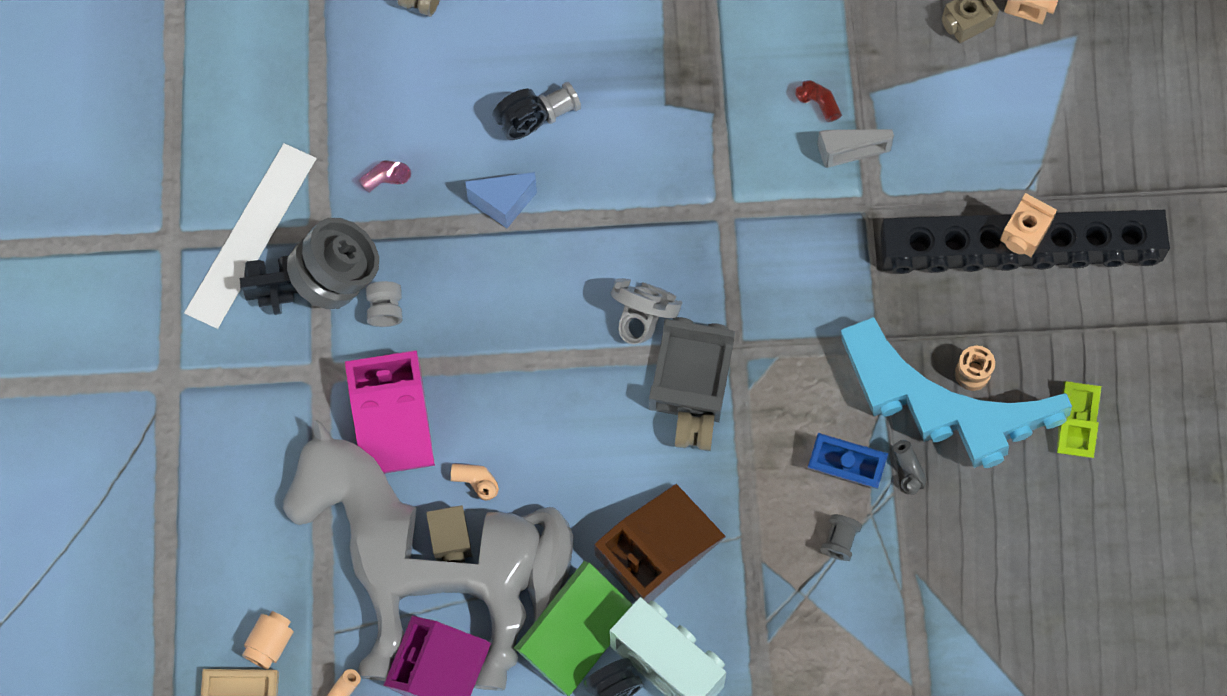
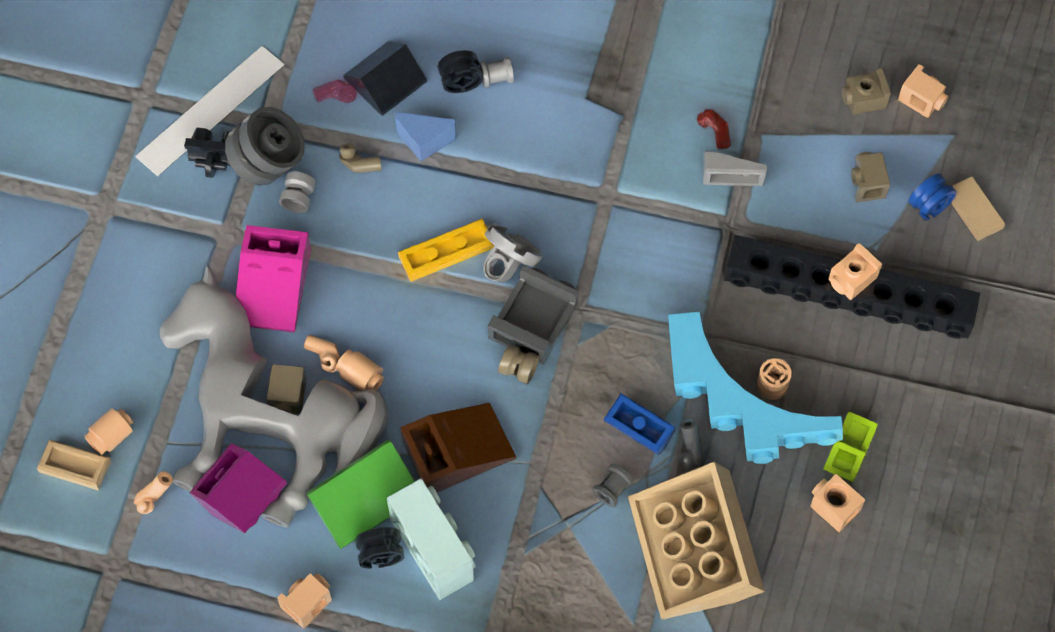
camera: 15 degrees right, 5 degrees down
(436, 141) = (386, 76): none -> black slope
(436, 250) = (356, 162): none -> dark tan arm
(523, 490) = (360, 371): none -> light nougat brick
(569, 323) = (445, 250): none -> yellow tile
(949, 575) = (695, 542): none -> tan slope
(1004, 109) = (870, 177): none -> dark tan brick
(1079, 114) = (932, 196): none -> blue wheel
(1098, 479) = (836, 515): none -> light nougat brick
(1125, 113) = (976, 209): none -> tan tile

